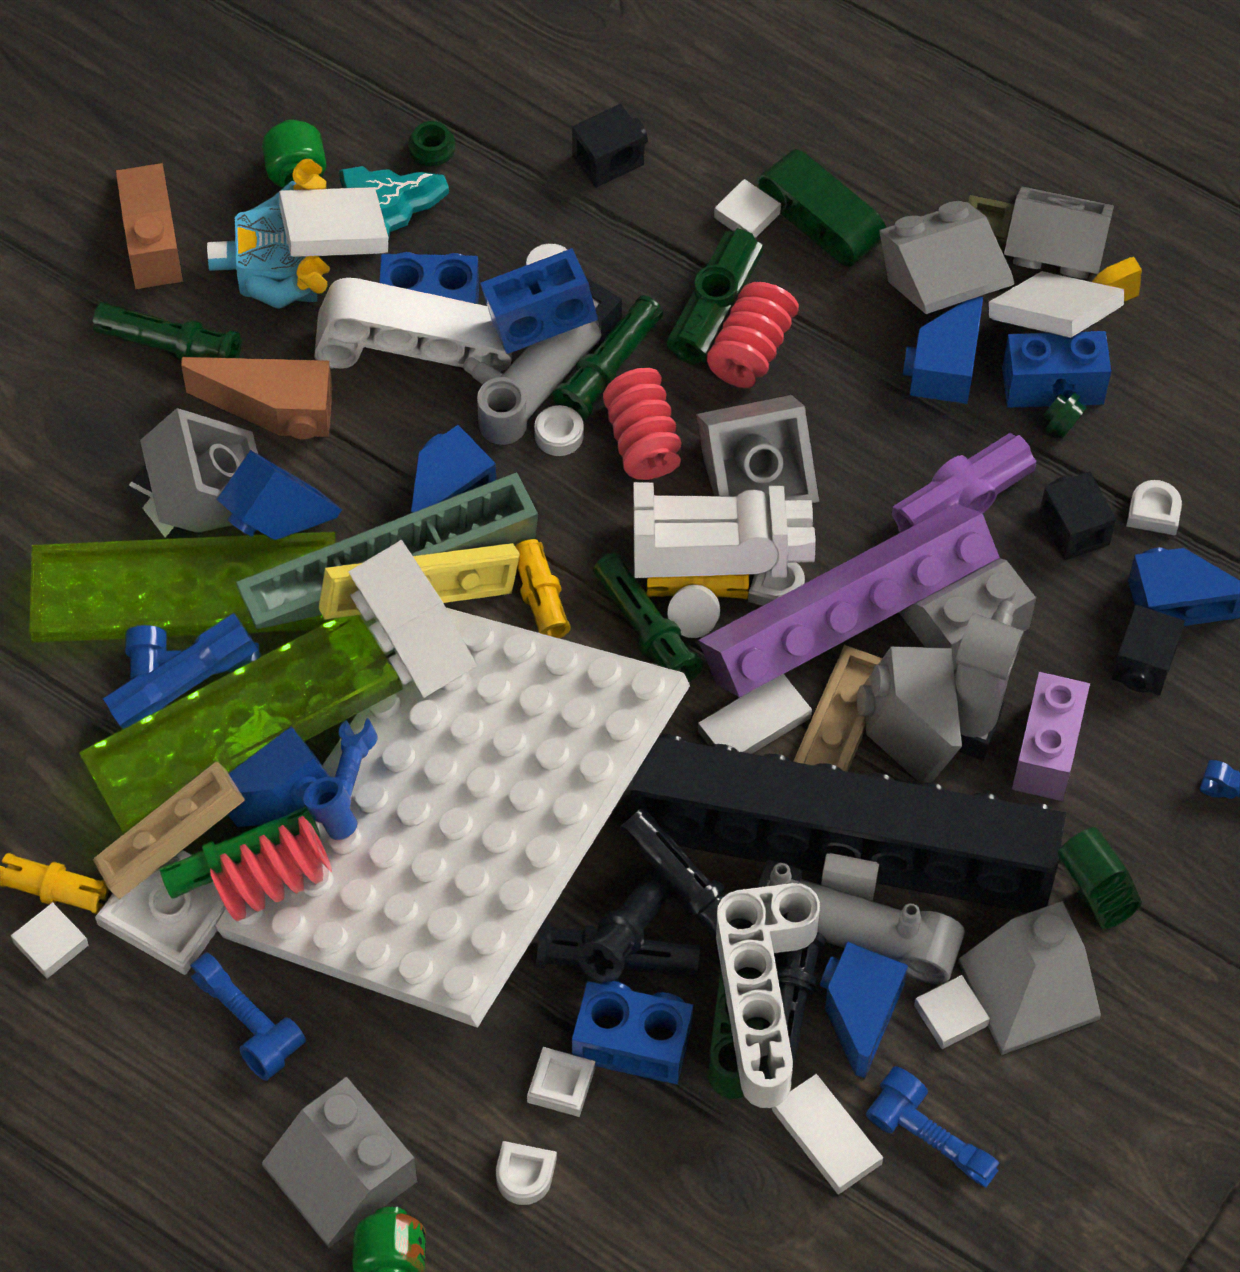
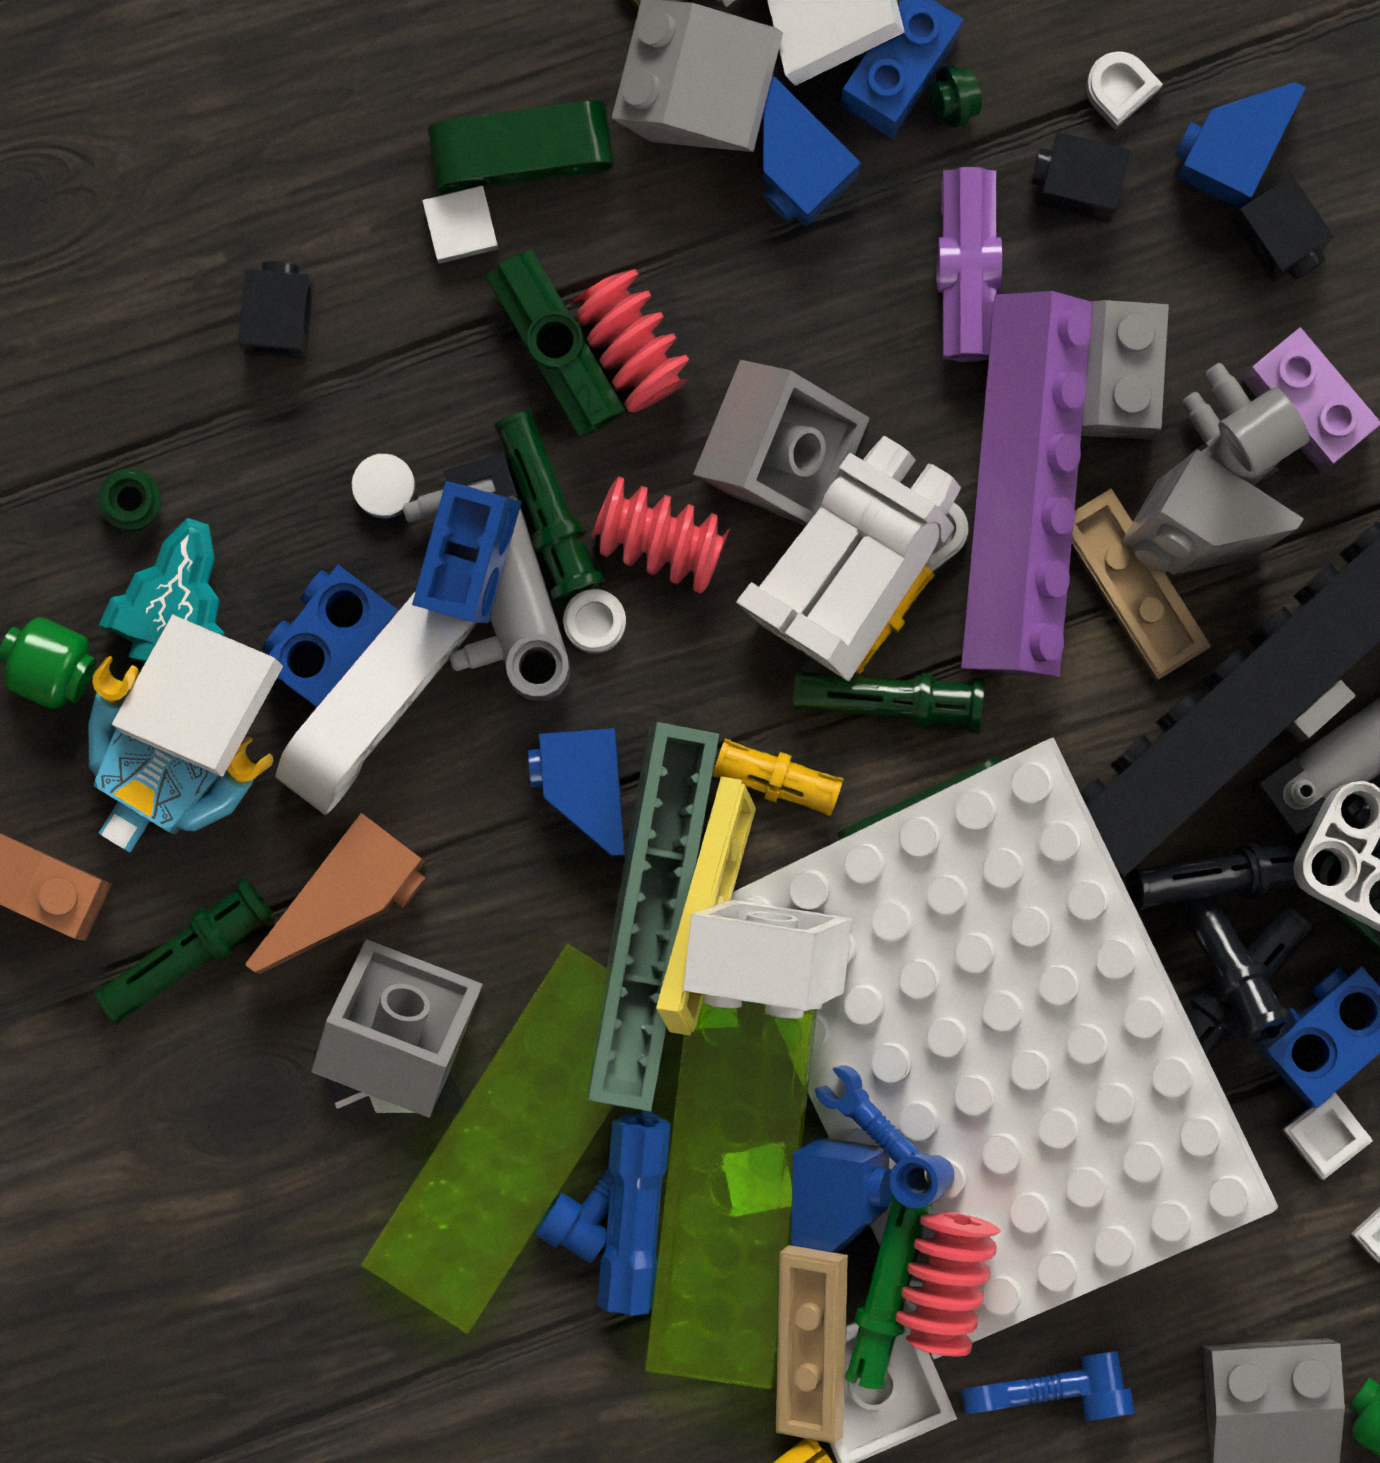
camera: 55 degrees left, 25 degrees up
(273, 500) = (496, 983): blue slope -> none
(694, 610) = (917, 643): white tile -> none
(757, 717) = (1080, 695): white tile -> none

